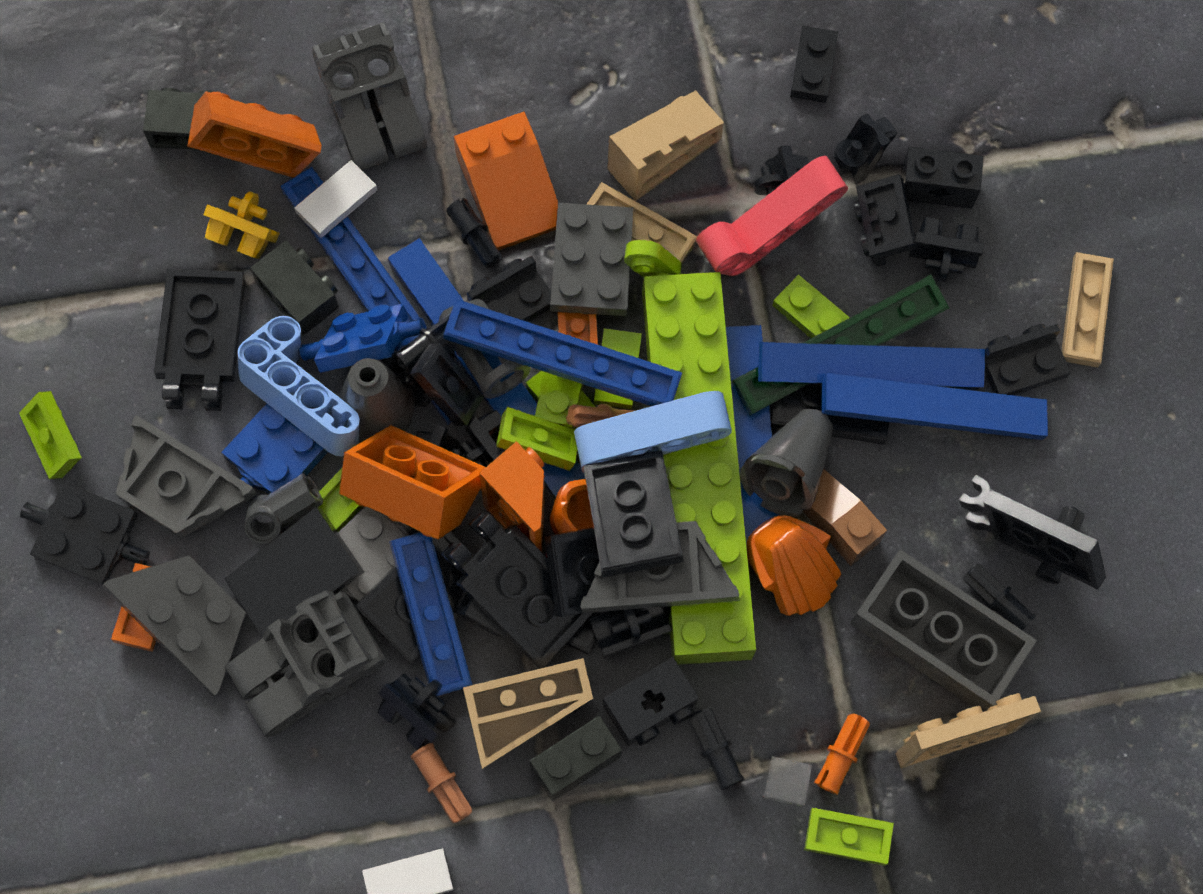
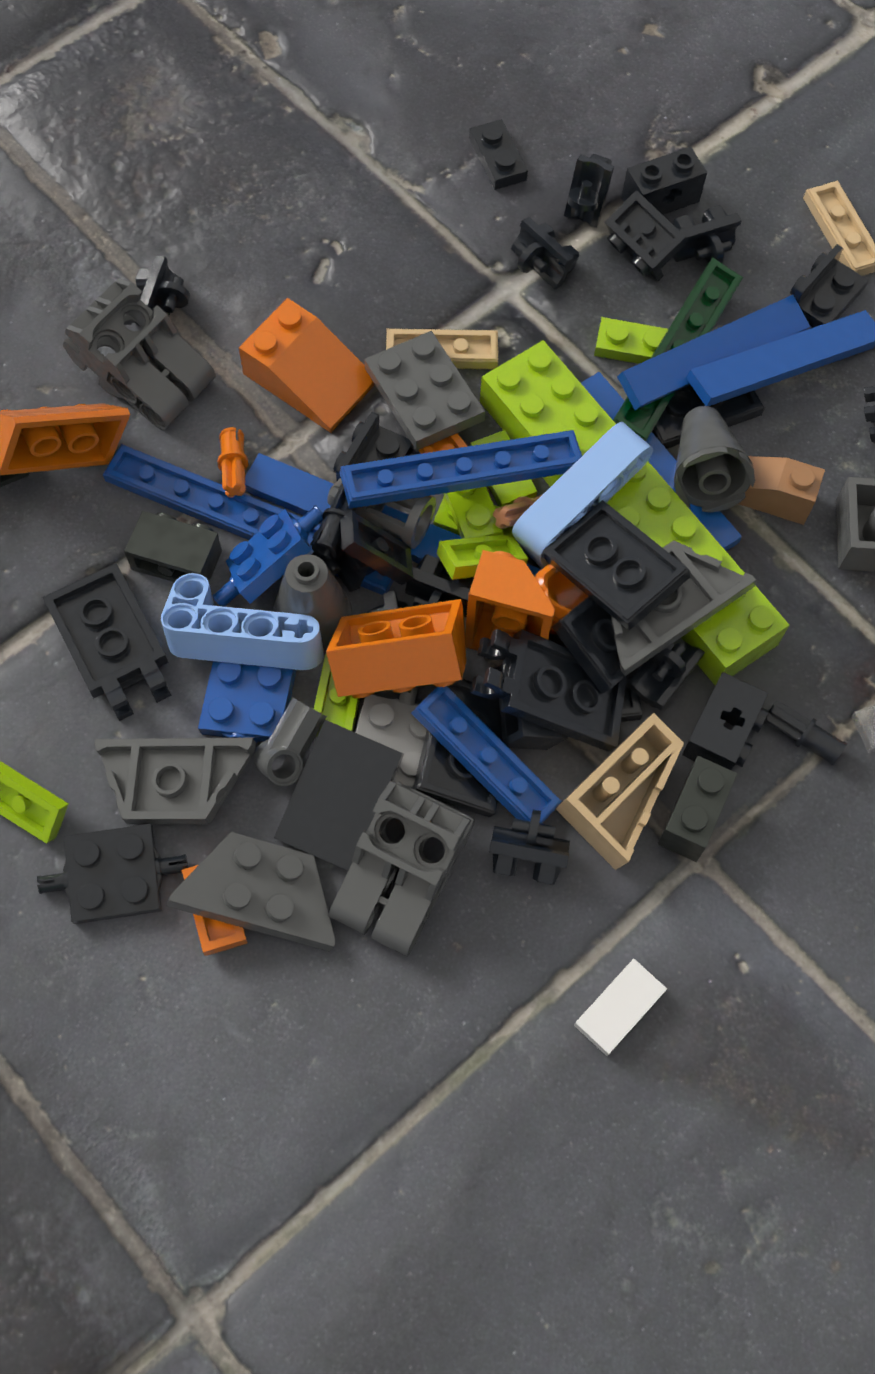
camera: 30 degrees left, 5 degrees down
(223, 223) = (71, 527): yellow hips -> none
(335, 199) = (163, 456): white tile -> none
(391, 235) = (232, 462): none -> orange axle
(426, 45) = (162, 287): none -> black hips
(442, 783) = (593, 902): nougat axle -> none
(474, 232) = (304, 424): black axle -> none
(650, 259) = (474, 360): lime plate -> none
(662, 143) = (419, 271): tan wedge -> none
(772, 220) = (559, 274): coral beam -> none
(793, 563) = (763, 541): orange hair -> none

